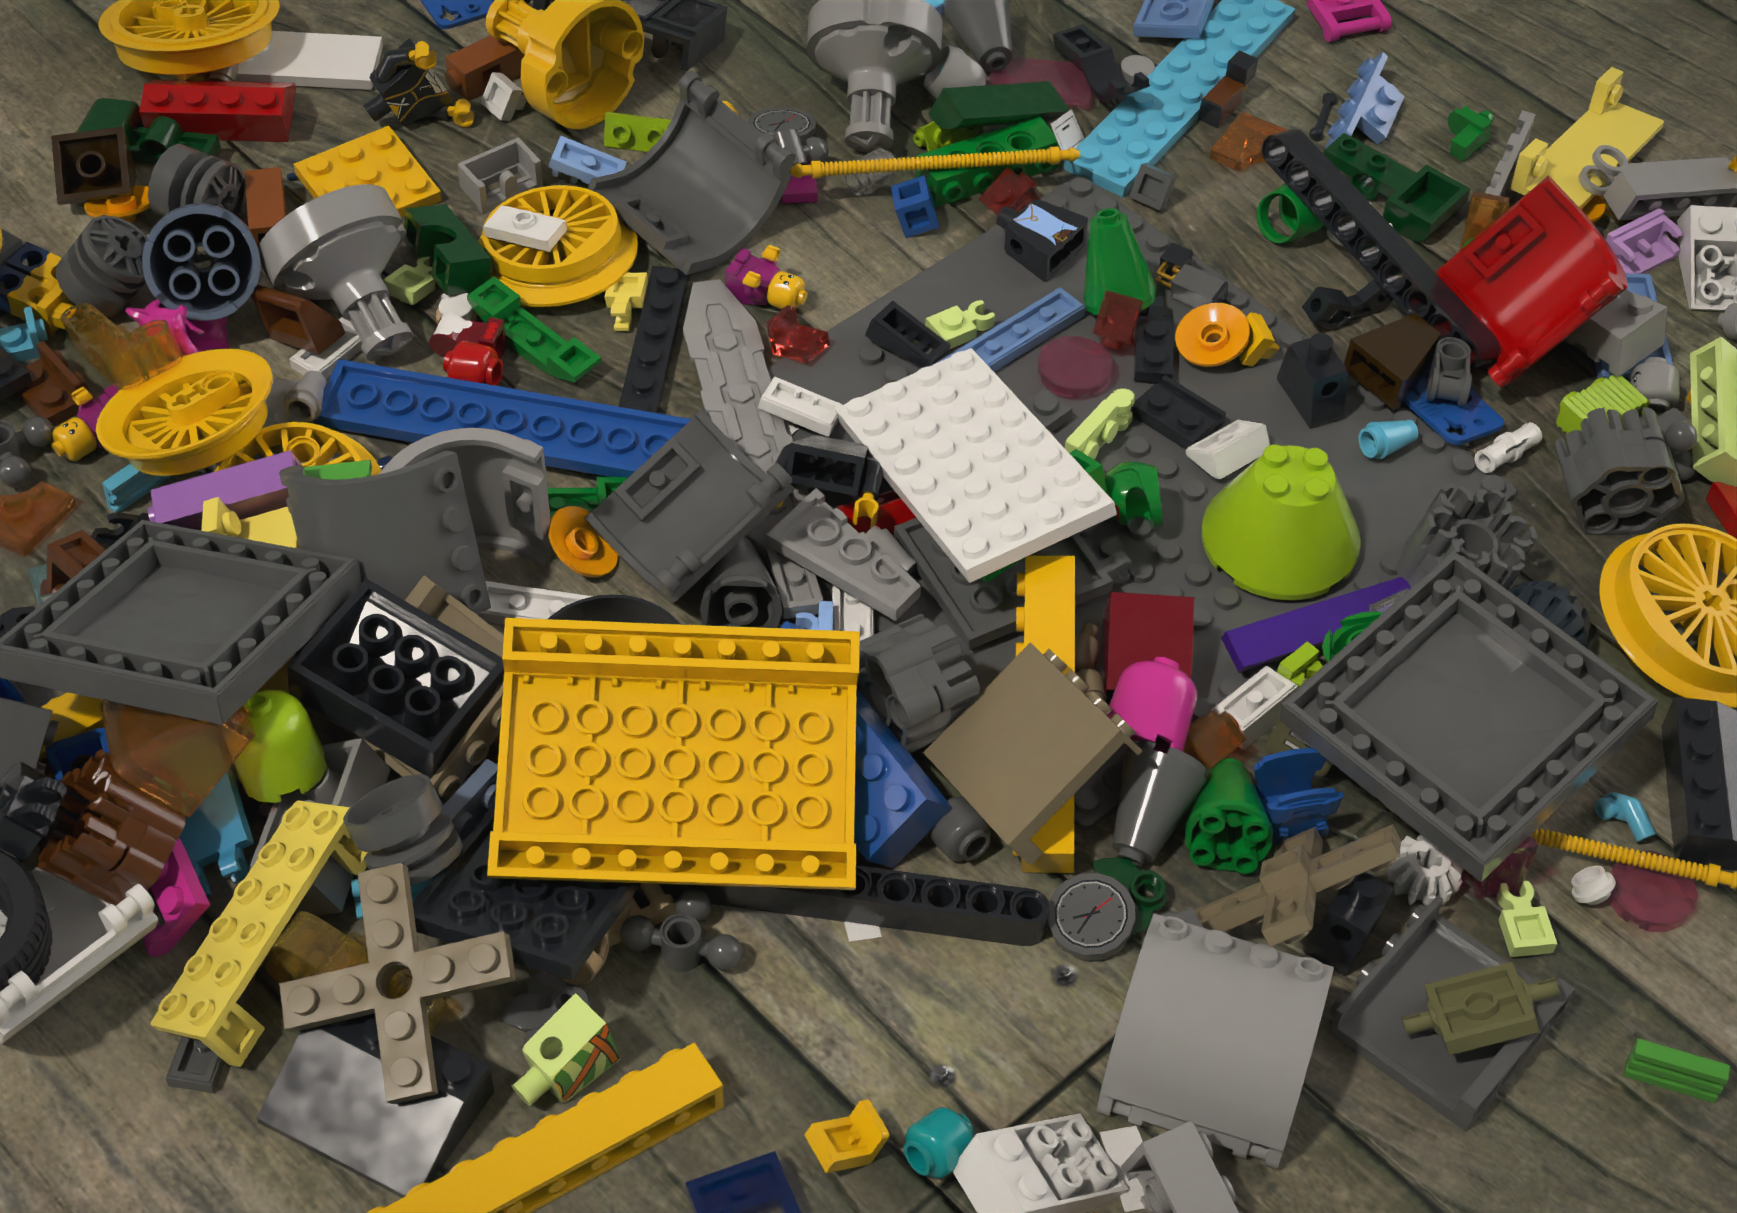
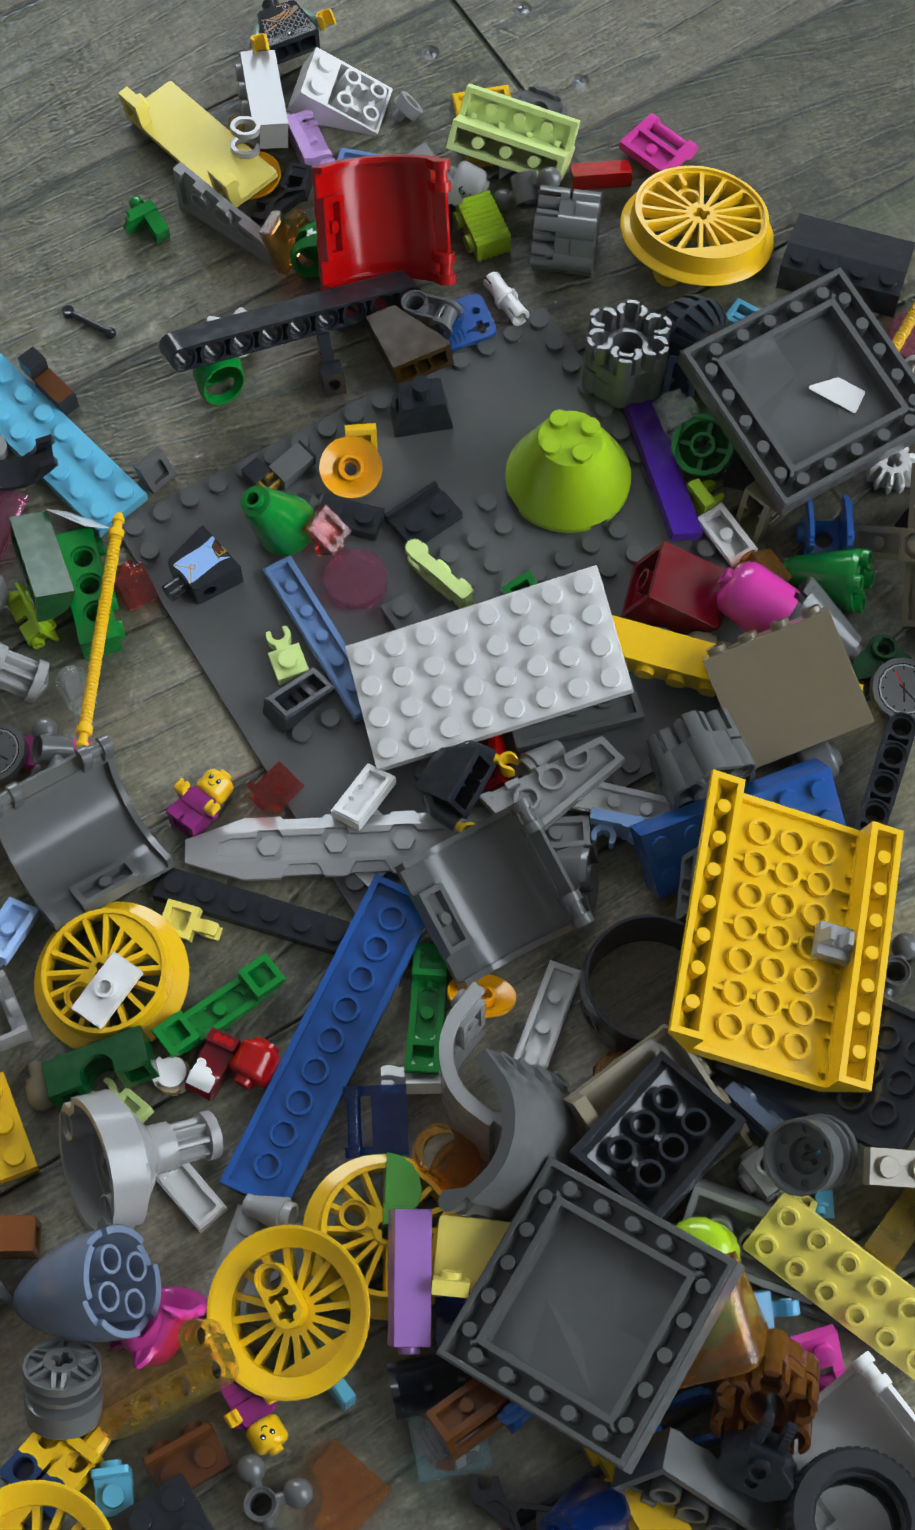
camera: 75 degrees left, 15 degrees up
(296, 320) = (169, 1212): reddish brown tile -> none
(681, 817) = (832, 943): none -> light grey tile
(914, 206) = (144, 658): blue brick -> none
(1135, 493) = (522, 555): green helmet -> none
(1230, 448) = (469, 488): white slope -> none
(1243, 141) = (110, 381): clear orange tile -> none
(1371, 104) = (91, 285): medium blue bracket -> none
(1386, 437) = (485, 377): medium azure cone -> none
(1415, 201) = (216, 274): dark green plate -> none
(1476, 744) = (840, 392): none -> white sticker

